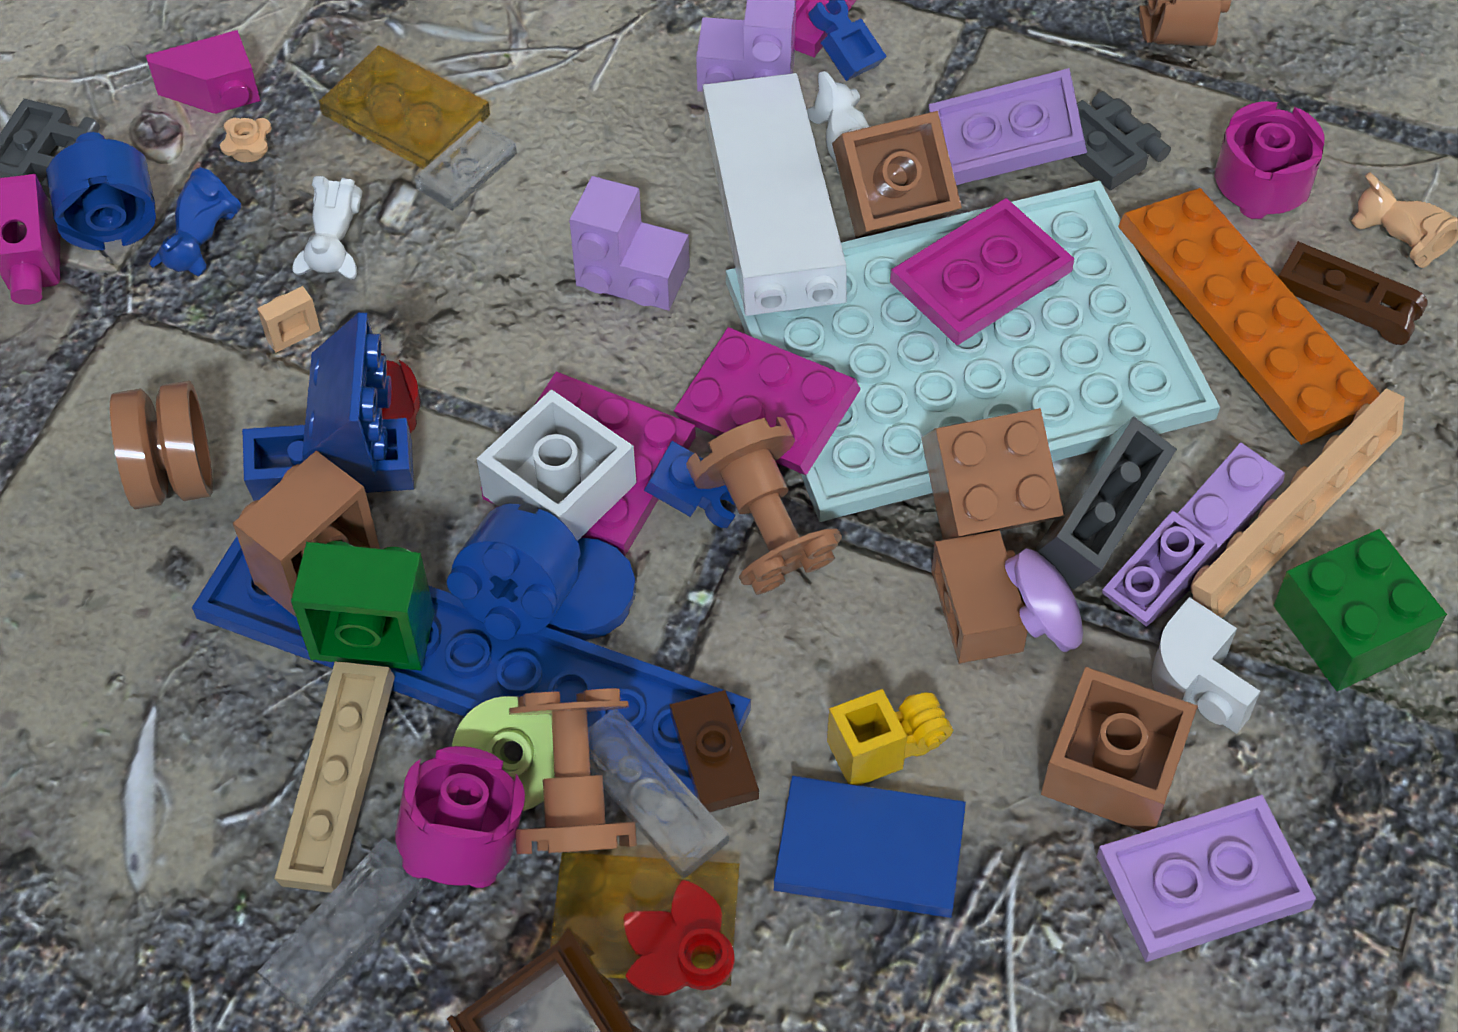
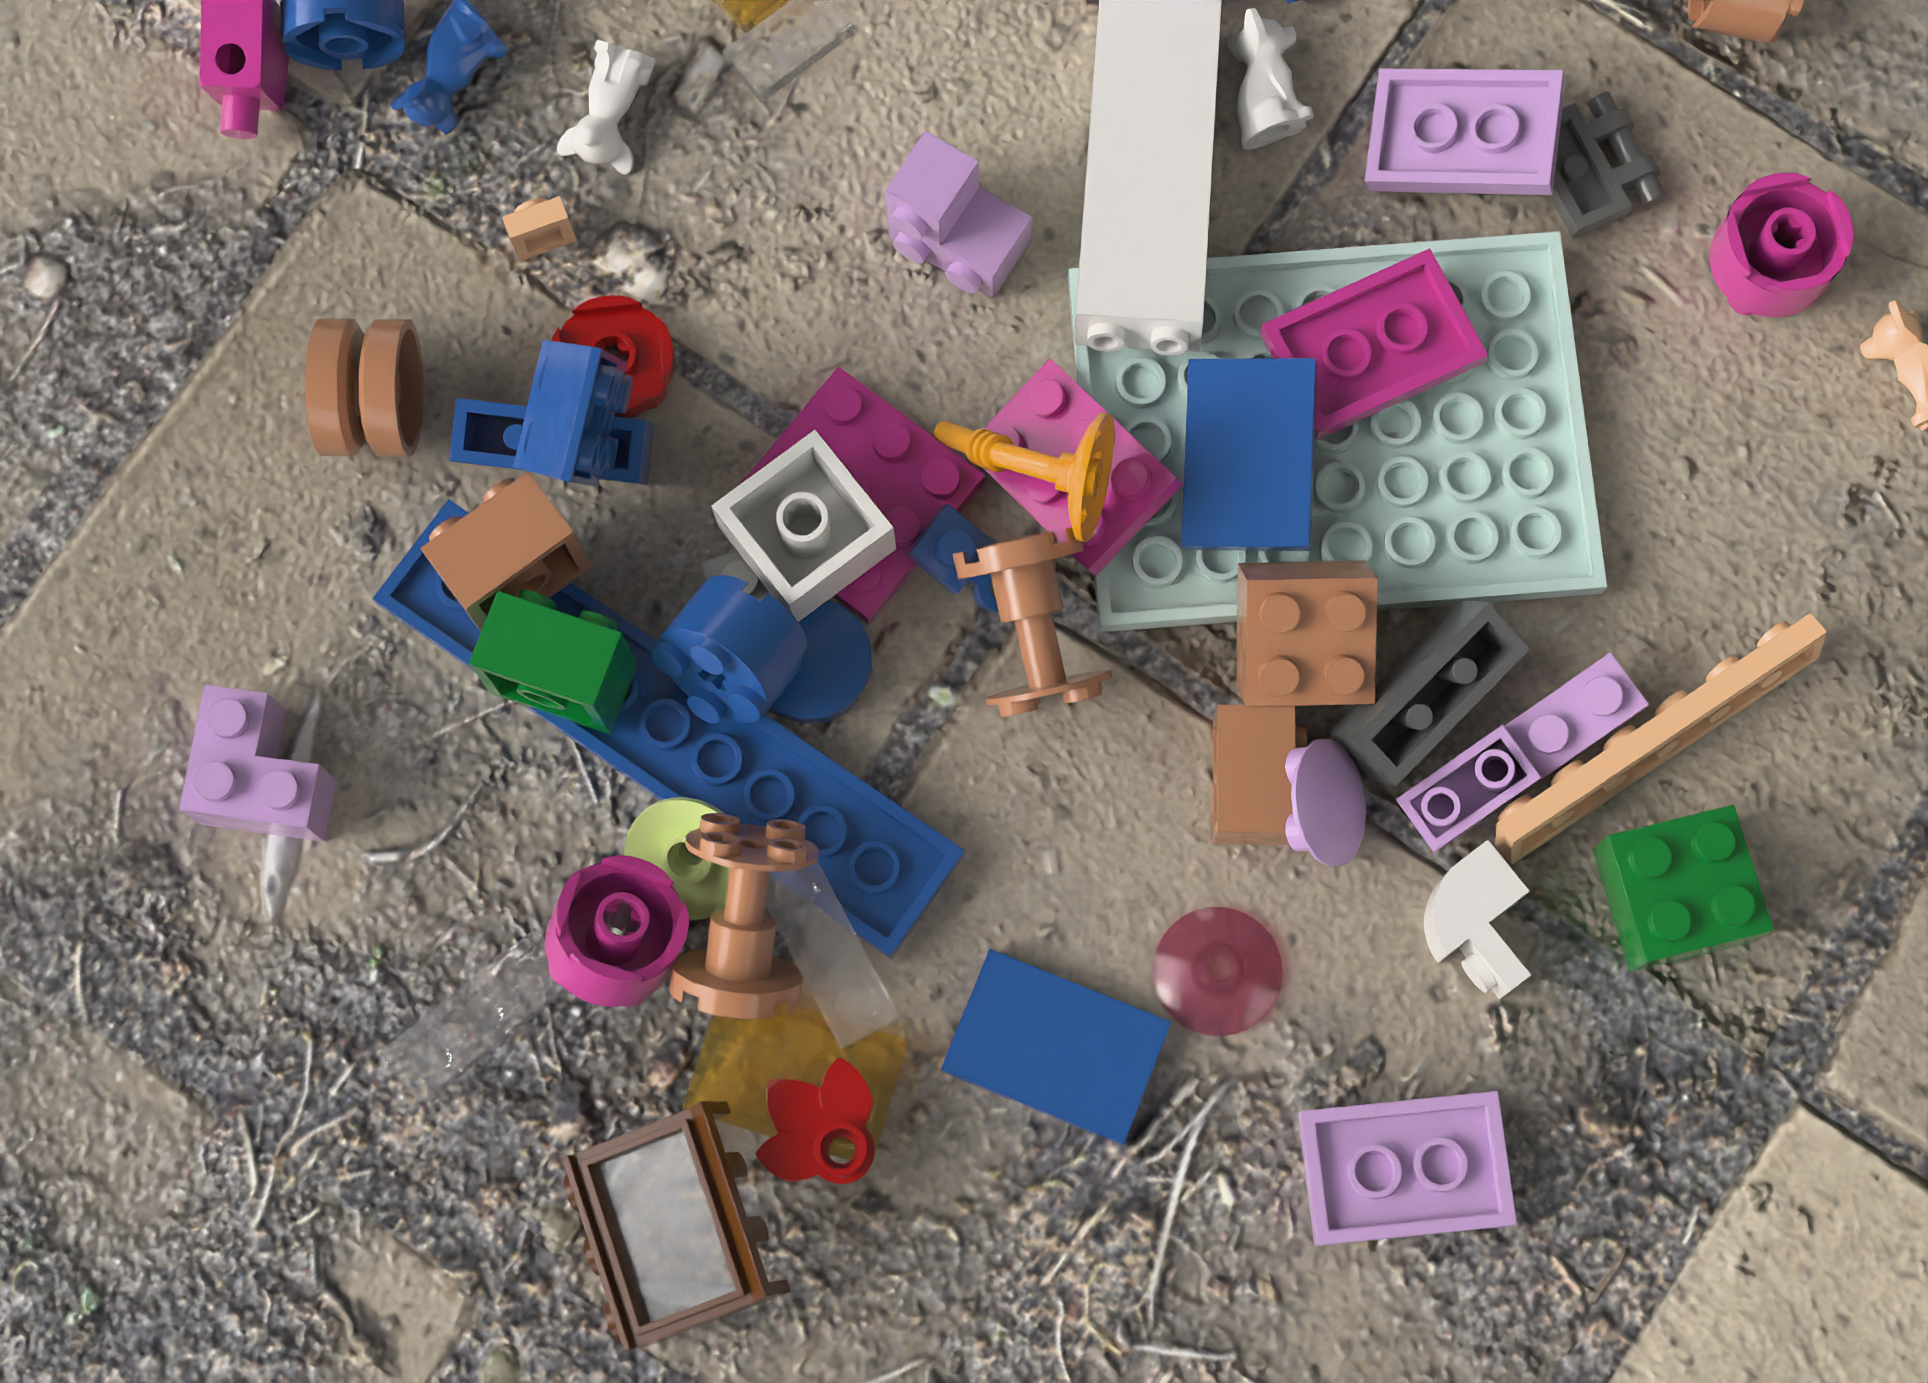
camera: 15 degrees right, 20 degrees up
(100, 772) = (237, 776): none -> lavender brick
(335, 777) = (496, 842): tan plate -> none
(714, 751) = (907, 910): reddish brown plate -> none
(774, 376) = (1078, 474): none -> light orange dish
(875, 740) = (1089, 932): yellow brick -> none
(896, 174) = (1305, 183): nougat brick -> none
(908, 359) = (1249, 454): none -> blue tile
(990, 781) = (1213, 1004): none -> clear pink dish
(1118, 750) = (1354, 1007): nougat brick -> none
(1250, 314) = (1685, 460): orange plate -> none
(1354, 292) = (1822, 454): reddish brown plate -> none

